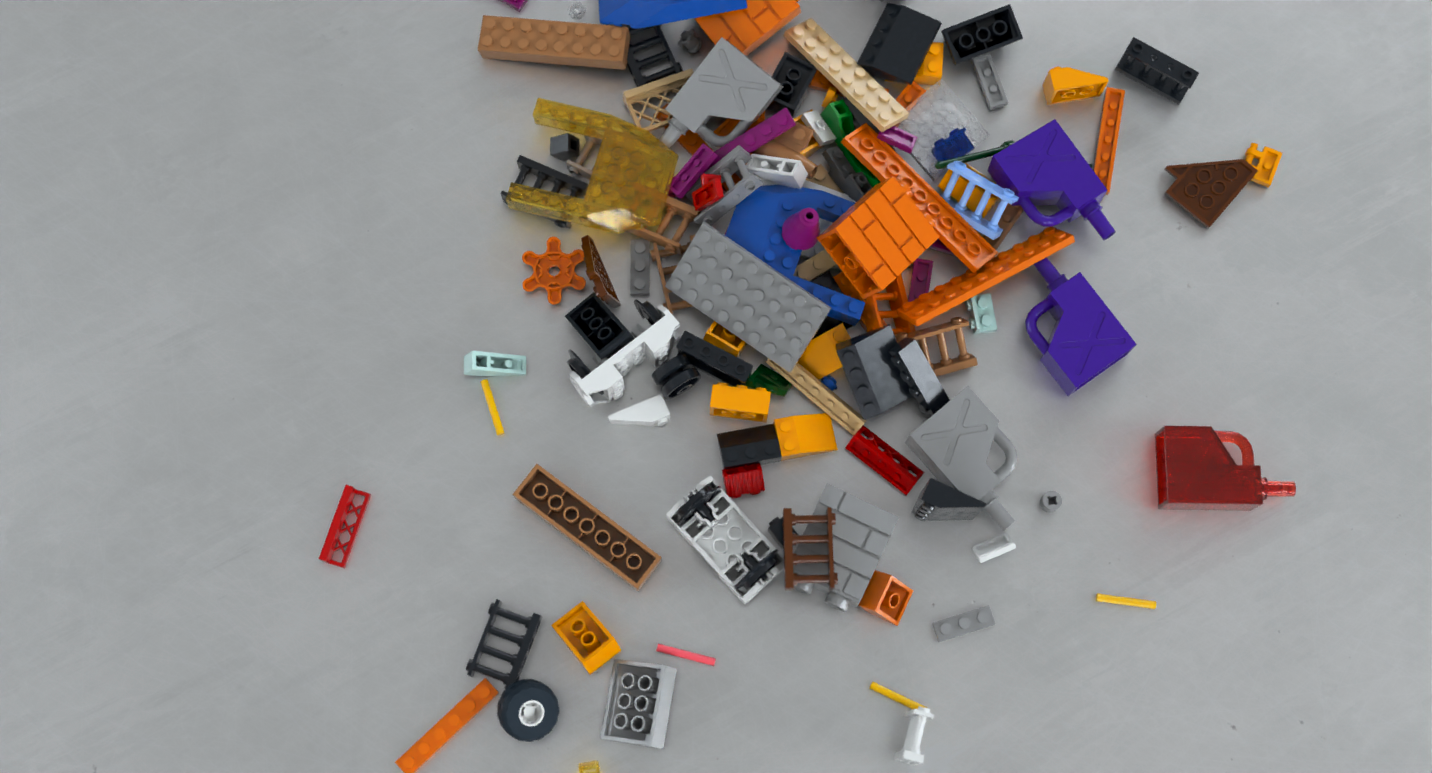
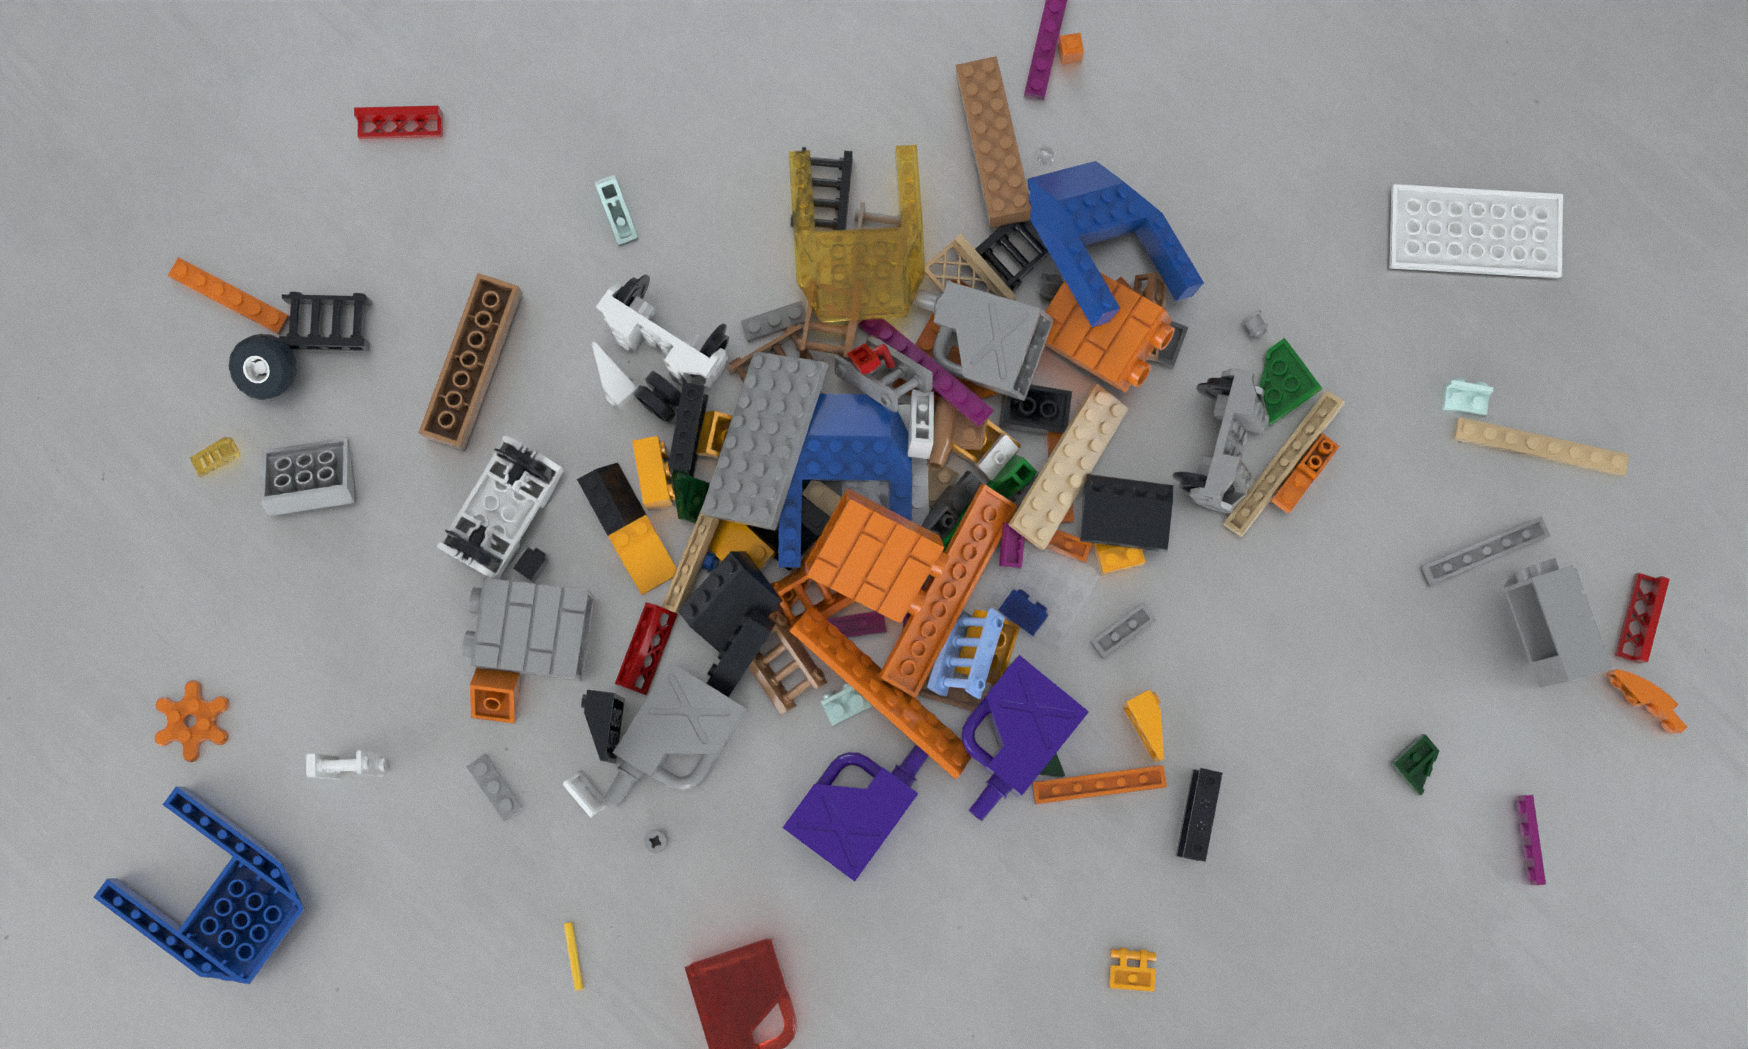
camera: 75 degrees right, 5 degrees up
(492, 407) = (571, 223): yellow bar -> none
(553, 258) = (742, 219): orange plate -> none
(564, 146) = (879, 195): black brick -> none
(586, 637) = (358, 400): light orange slope -> none
(597, 272) = (745, 276): reddish brown wing -> none
(599, 327) = (684, 300): black windscreen -> none
(686, 654) = (373, 508): coral bar -> none
(692, 170) = (892, 336): magenta plate -> none
(743, 480) = (572, 505): red brick -> none
(791, 558) = (511, 570): reddish brown fence -> none
(801, 229) = (845, 477): magenta cone -> none
(830, 97) = (1036, 459): light orange plate -> none
(894, 696) = (395, 740): yellow bar -> none
(974, 156) = (1048, 671): dark green piece -> none
(982, 34) = (1170, 601): black windscreen -> none
(1208, 186) = (1081, 916): reddish brown wing -> none

